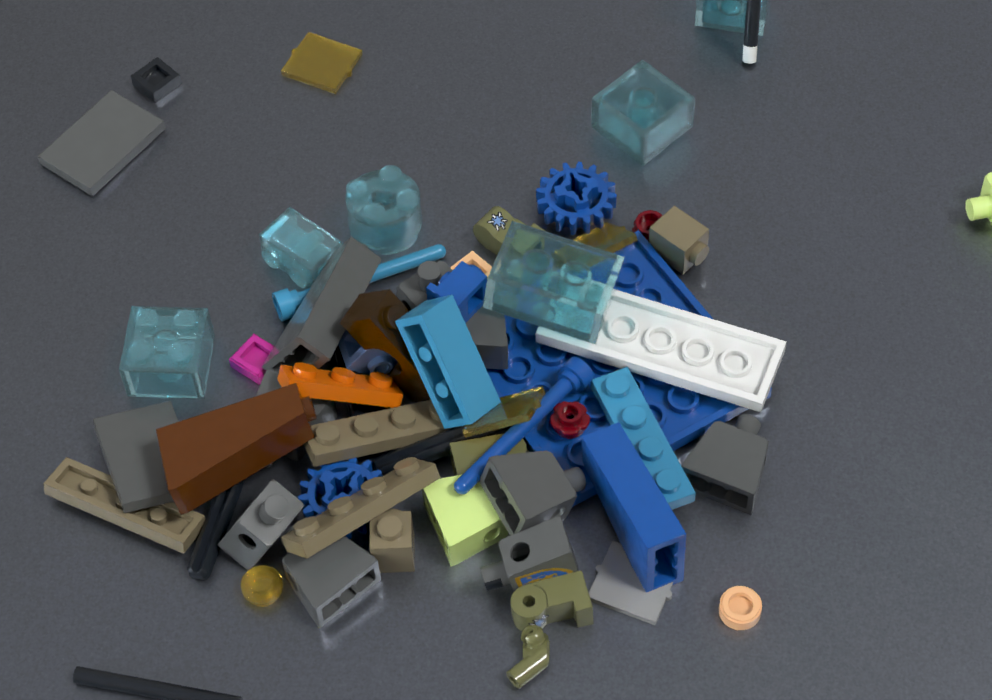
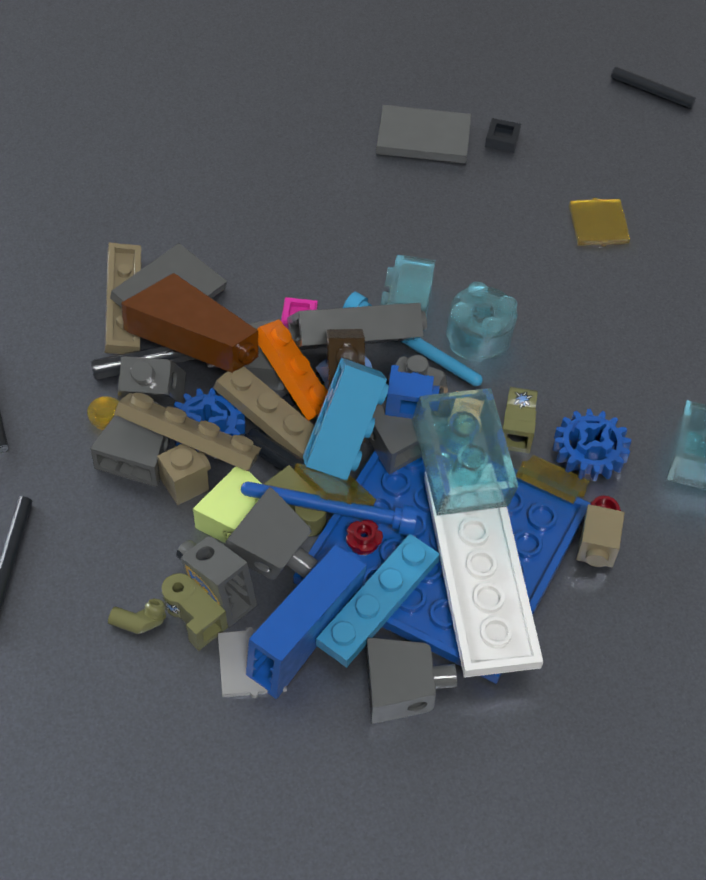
camera: 55 degrees right, 0 degrees up
(167, 352) = (263, 257): clear light blue brick -> none
(740, 608) = (271, 753): light nougat tile -> none

